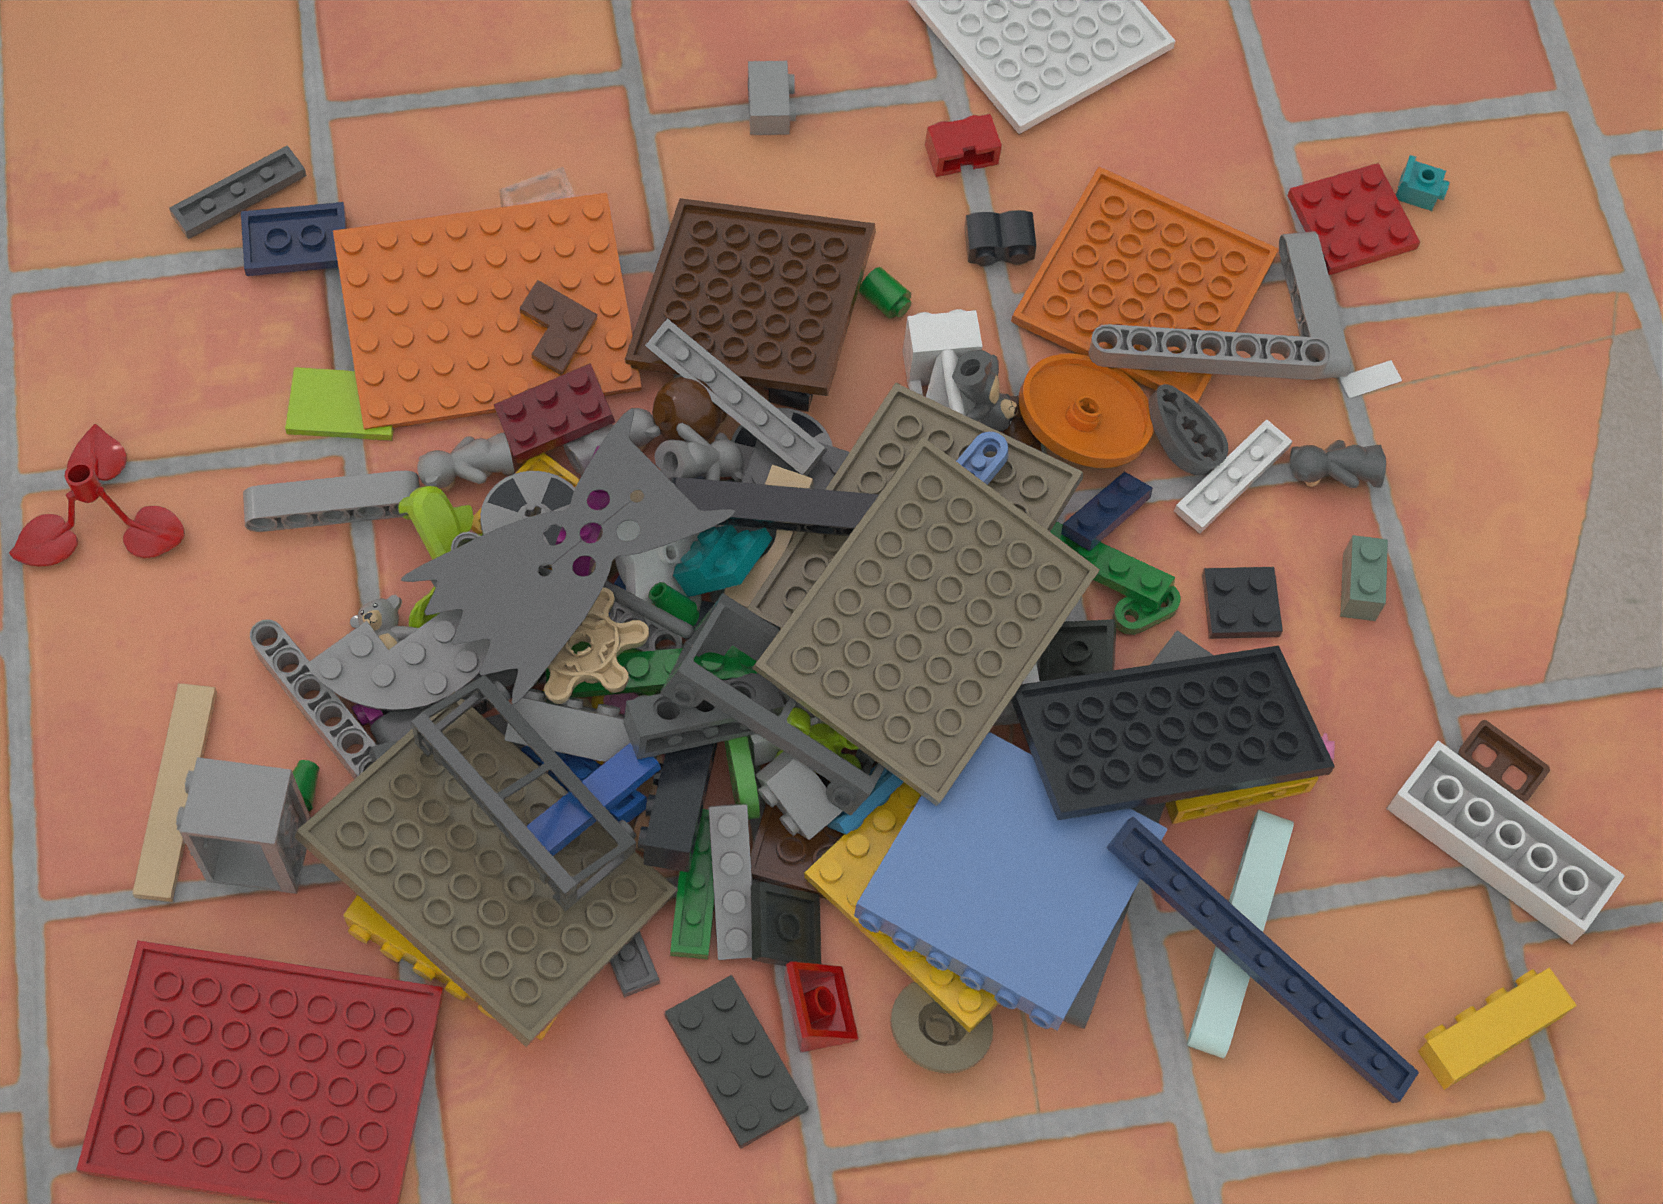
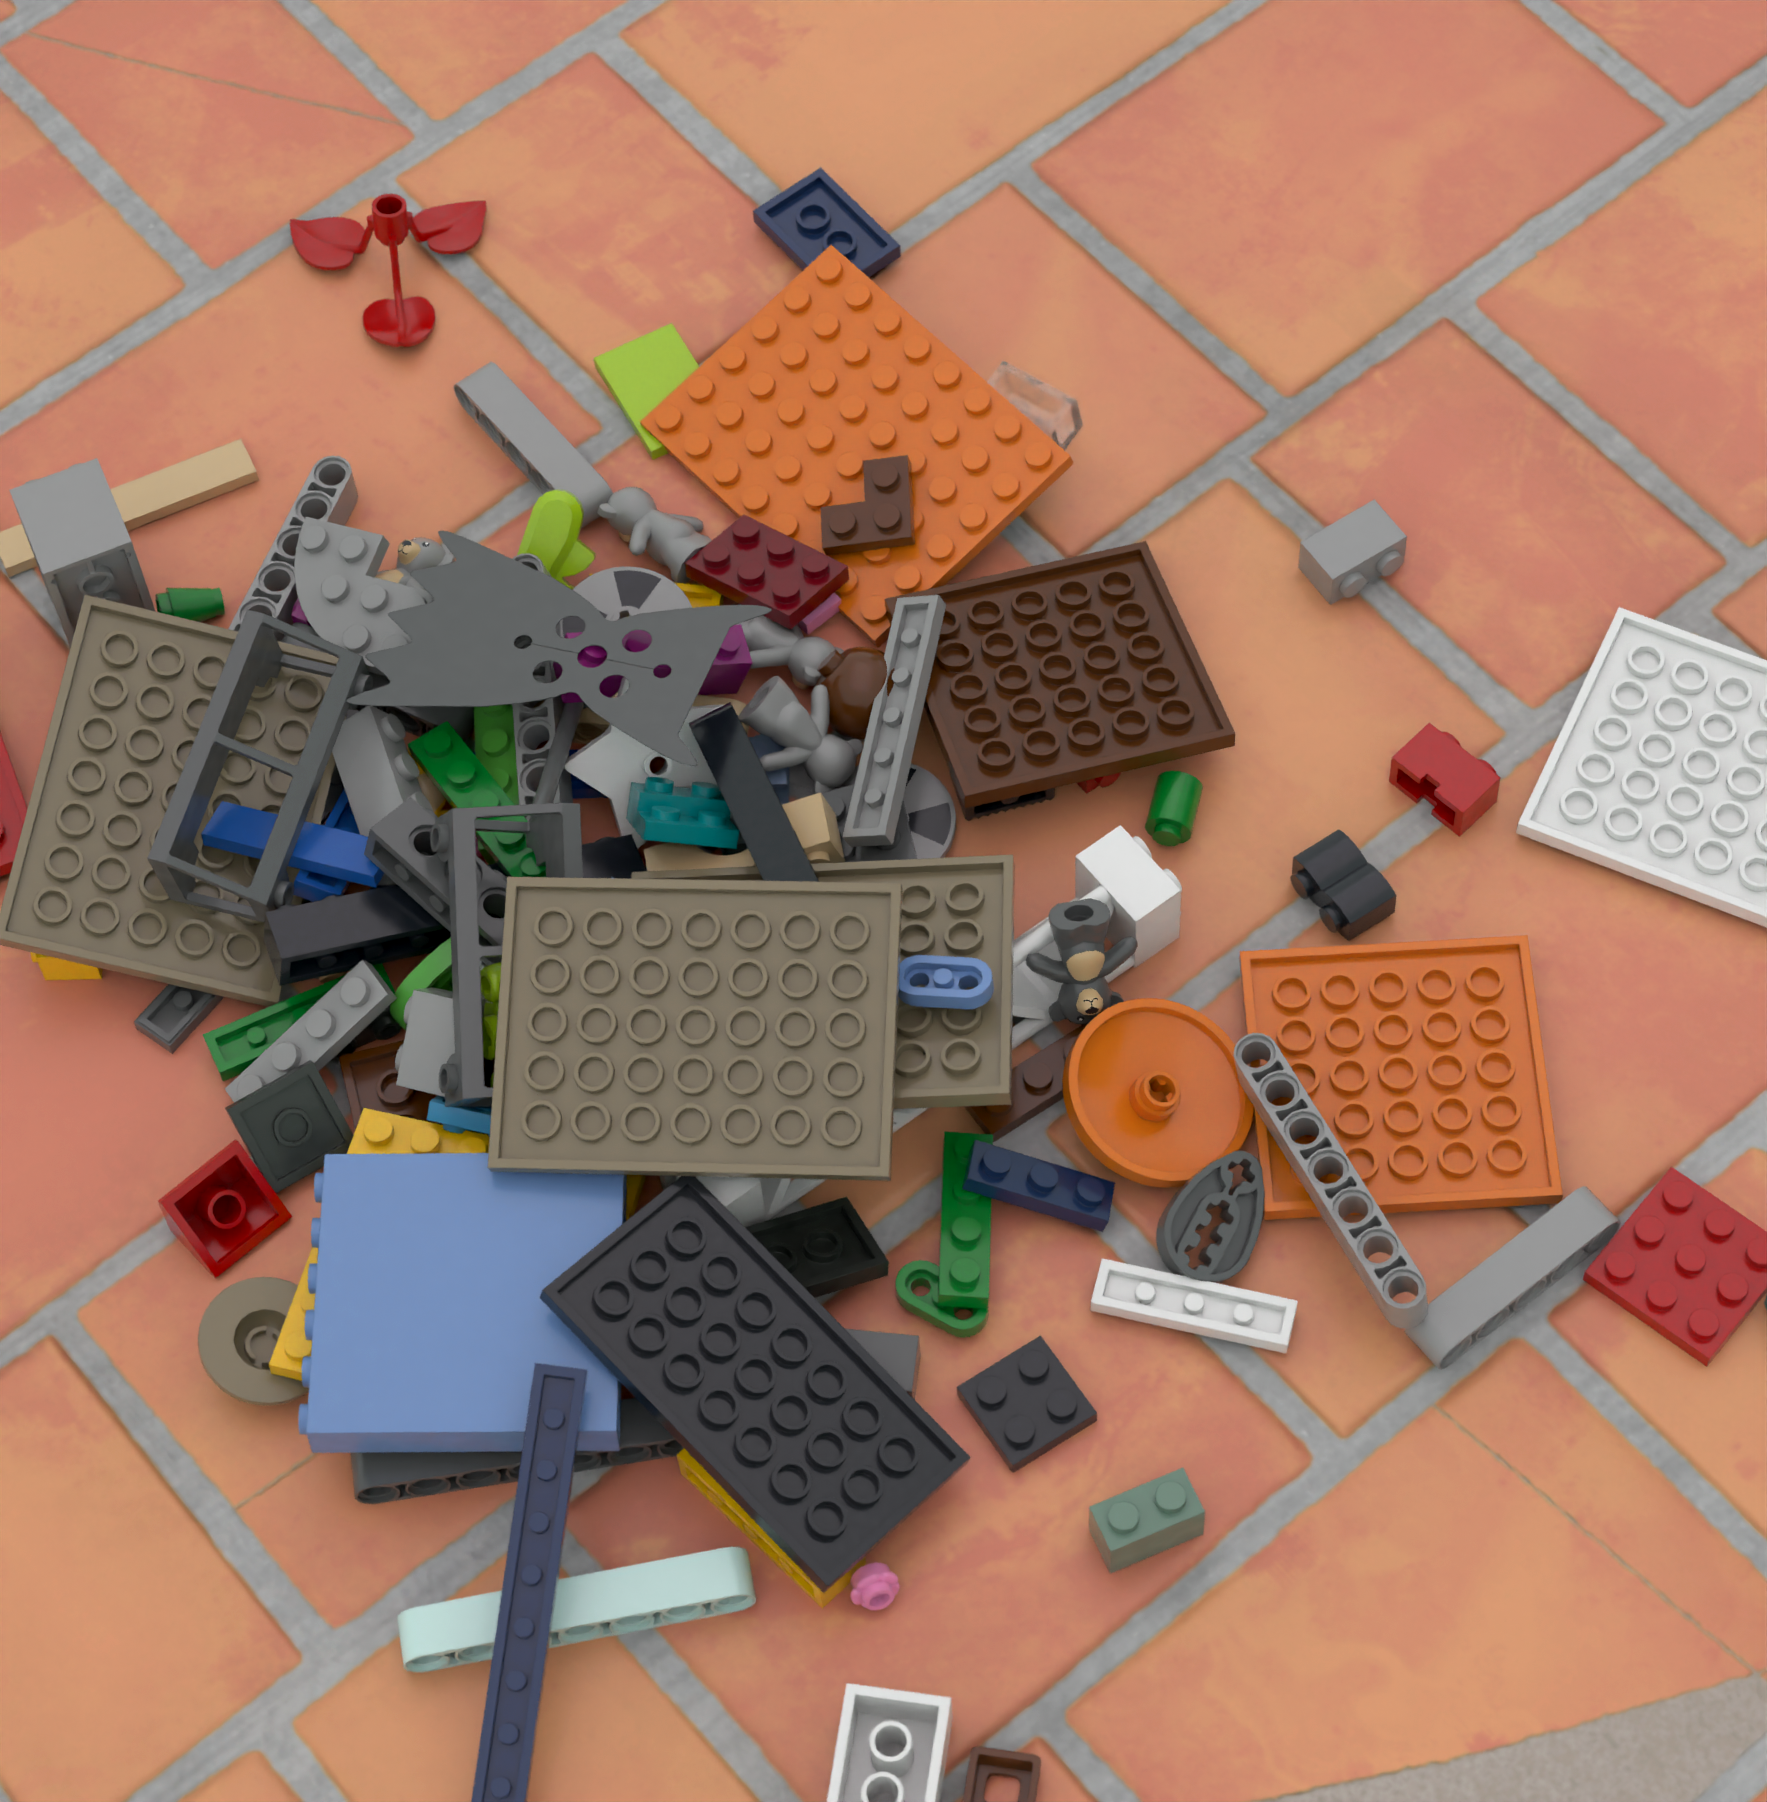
camera: 70 degrees right, 5 degrees down
(237, 192) = (847, 153): dark grey plate -> none
(600, 660) = (455, 757): tan plate -> none
(674, 603) = (597, 806): green cone -> none
(736, 1061) = (121, 1171): pearl dark grey plate -> none
(1340, 462) = (1292, 1415): dark grey piece -> none
(1370, 379) = (1462, 1403): white sticker -> none

